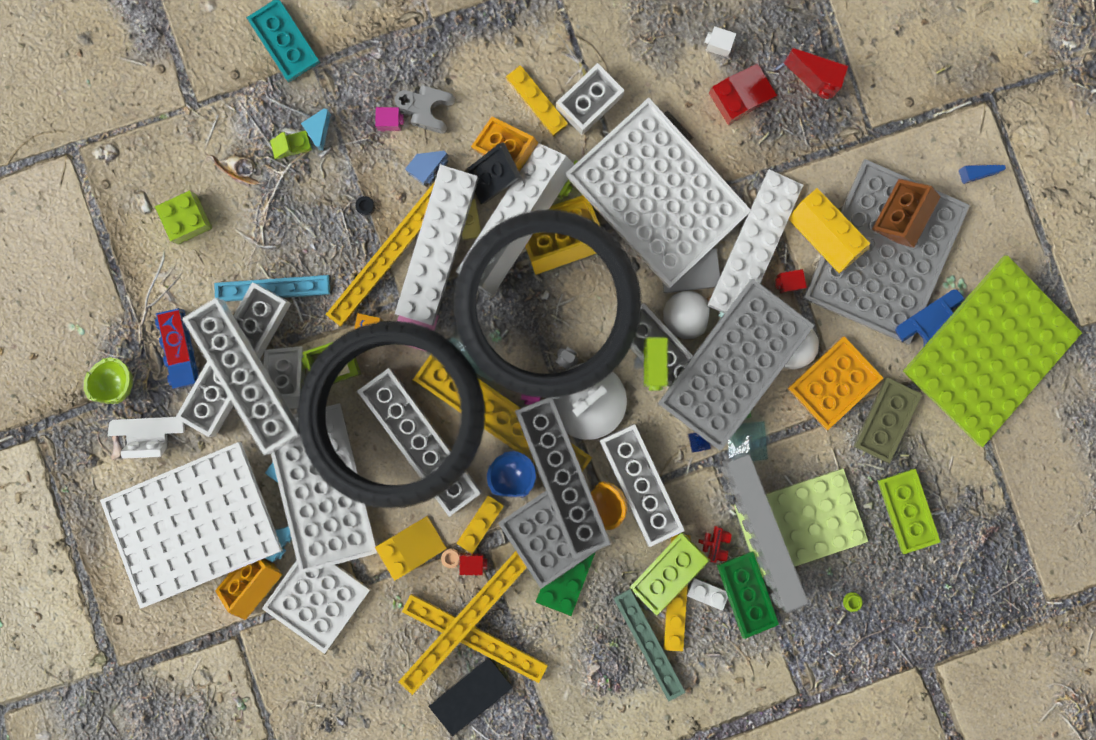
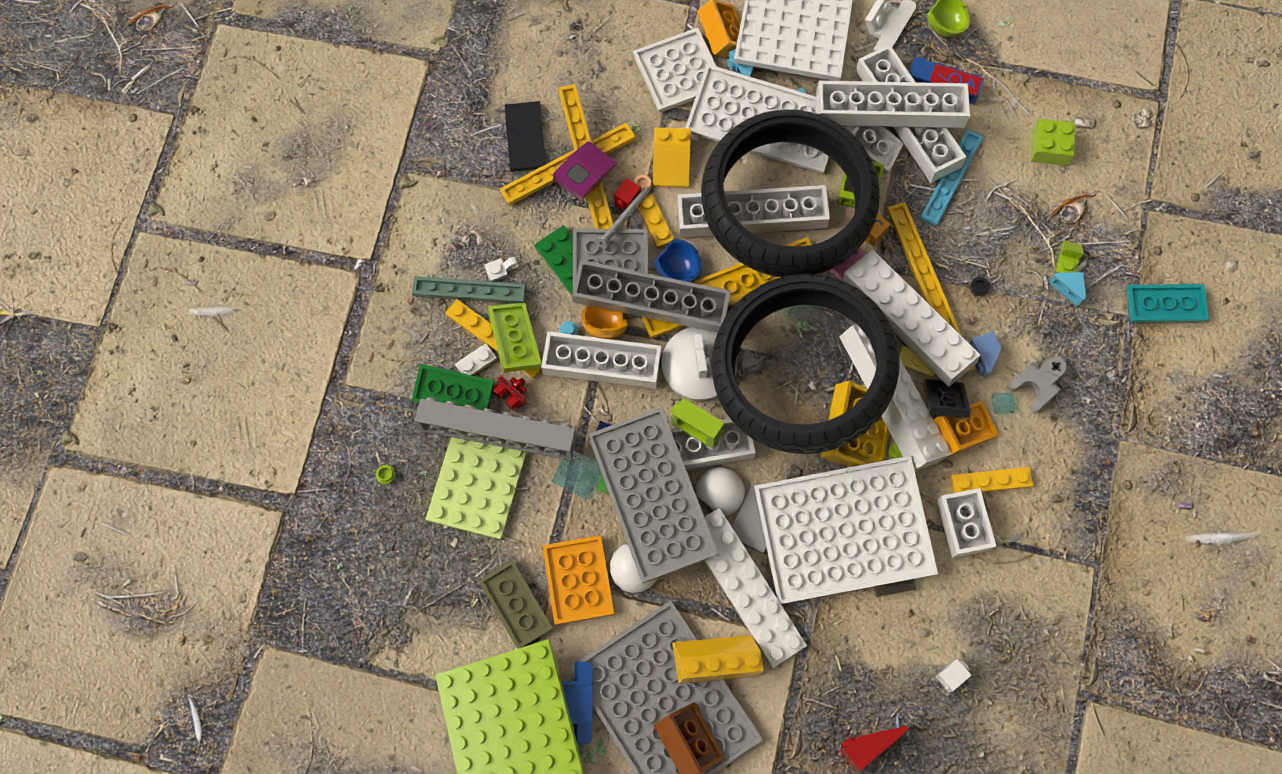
camera: 130 degrees right, 15 degrees down
(388, 119) = (1046, 346): dark pink brick -> none
(461, 128) = (1003, 403): none -> clear light blue plate
(478, 615) = (584, 170): none -> magenta slope
(538, 551) = (603, 241): none -> light grey bar
(612, 632) = (498, 270): none -> white plate
(629, 532) = (569, 328): none -> medium azure plate
(742, 93) = (892, 667): red slope -> none
(790, 281) = (693, 598): red brick -> none
(908, 511) = (426, 571): lime plate -> none

